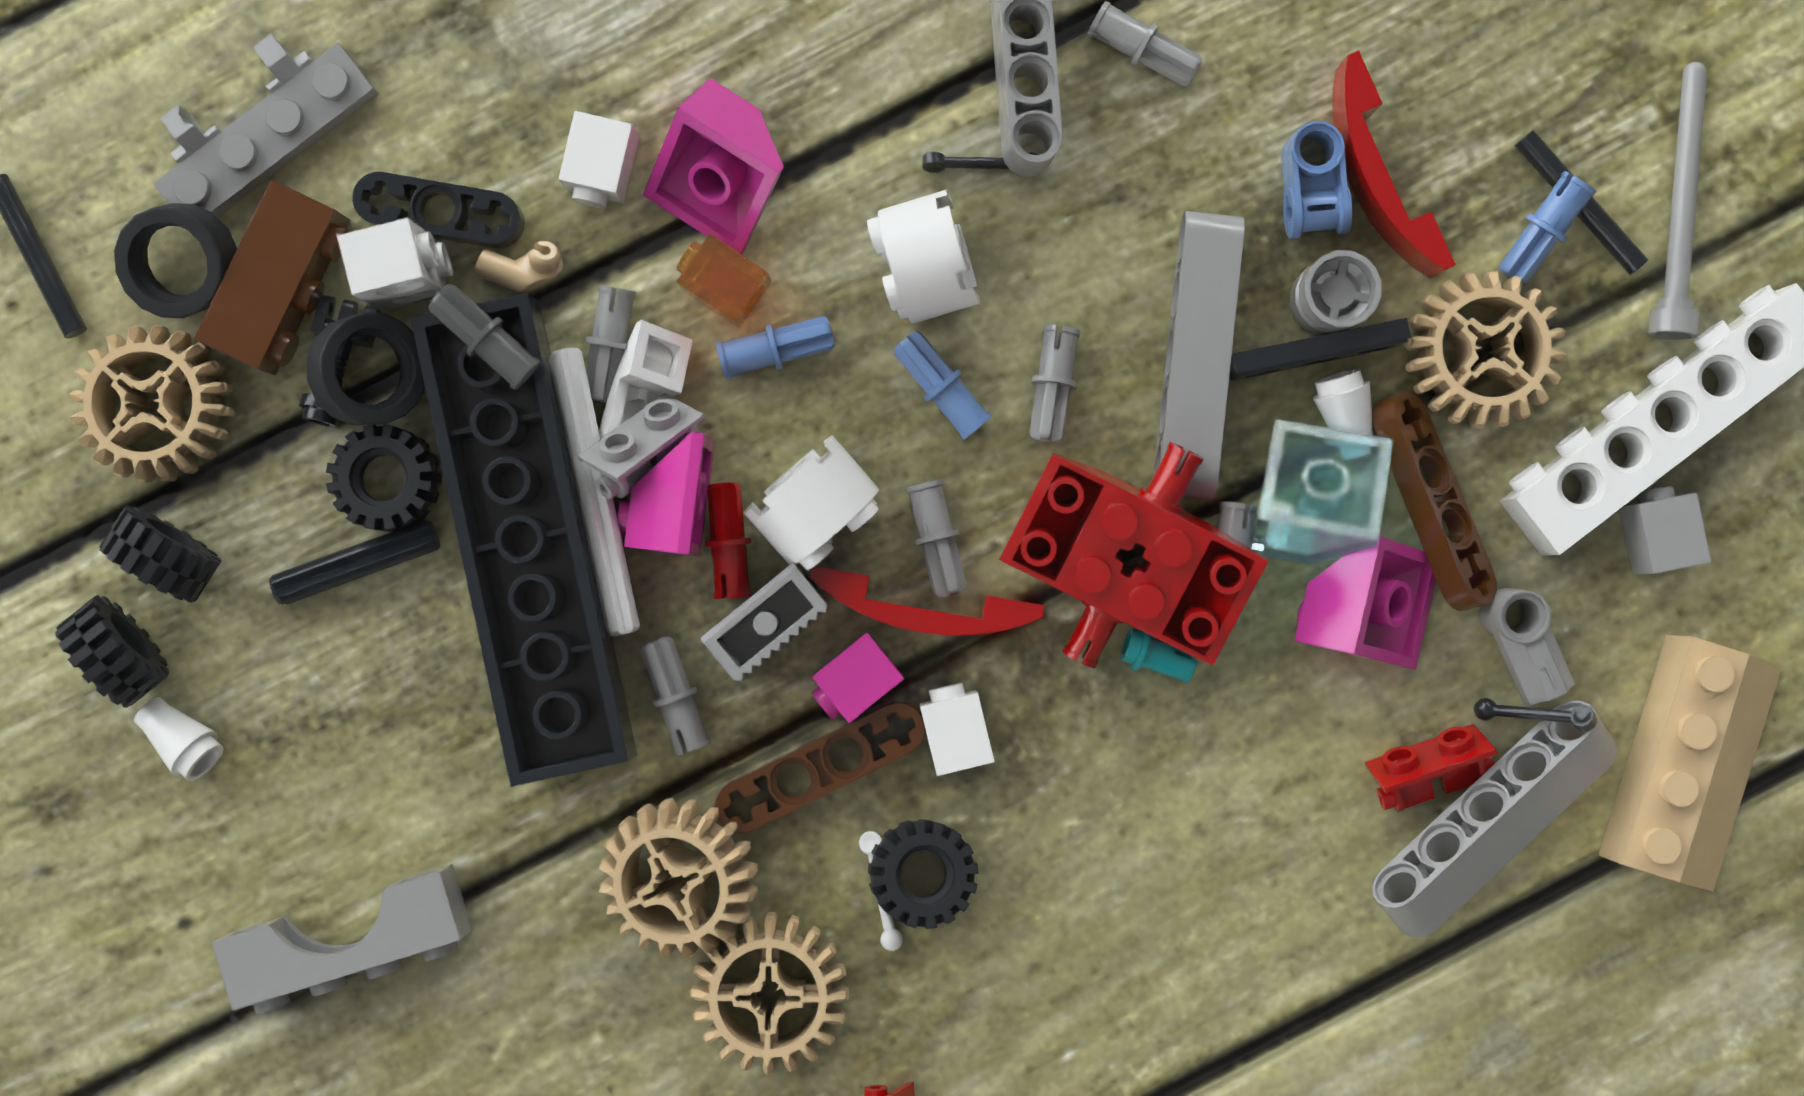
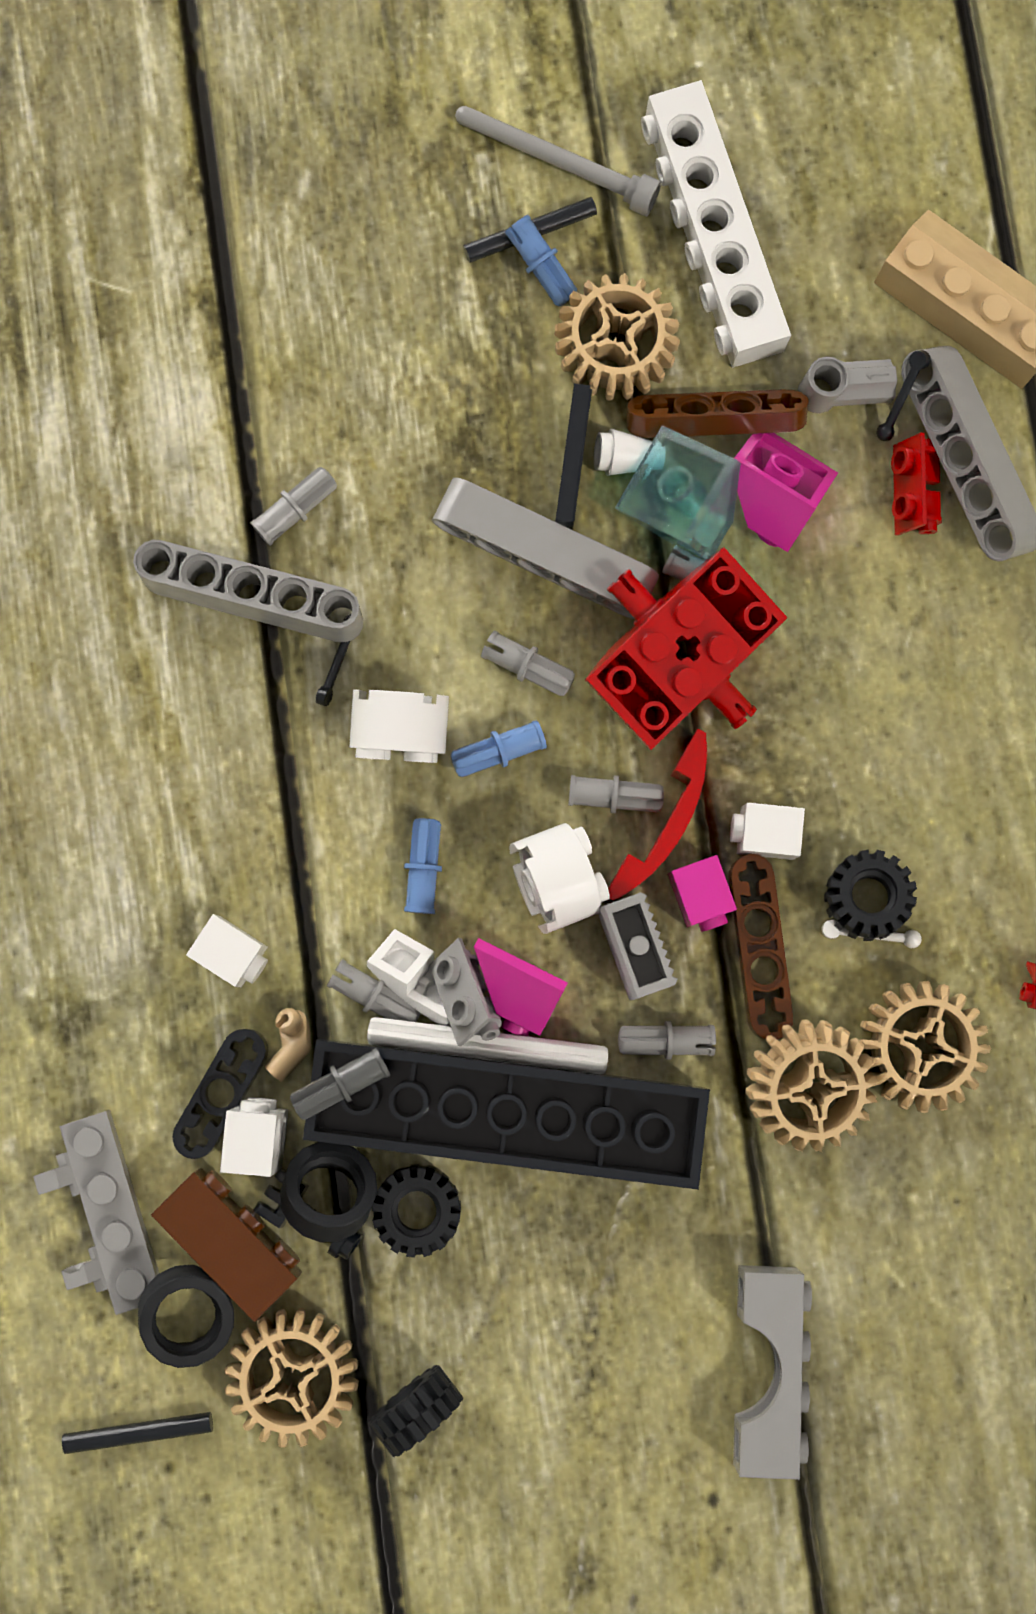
camera: 75 degrees left, 5 degrees down
(112, 651) = (479, 1477): black tyre -> none
(179, 740) = (568, 1449): white cone -> none
(354, 562) = (474, 1258): black axle -> none
(716, 165) = (269, 860): dark pink slope -> none
(722, 279) = (356, 888): clear orange brick -> none
(728, 541) = (561, 956): red axle -> none
(1155, 655) = (759, 663): teal pin -> none
(1316, 186) = (449, 416): medium blue piece -> none
(1335, 293) = (536, 430): light grey wheel -> none
(1415, 240) = (393, 367): red slope -> none
(1664, 531) = (799, 255): light grey brick -> none

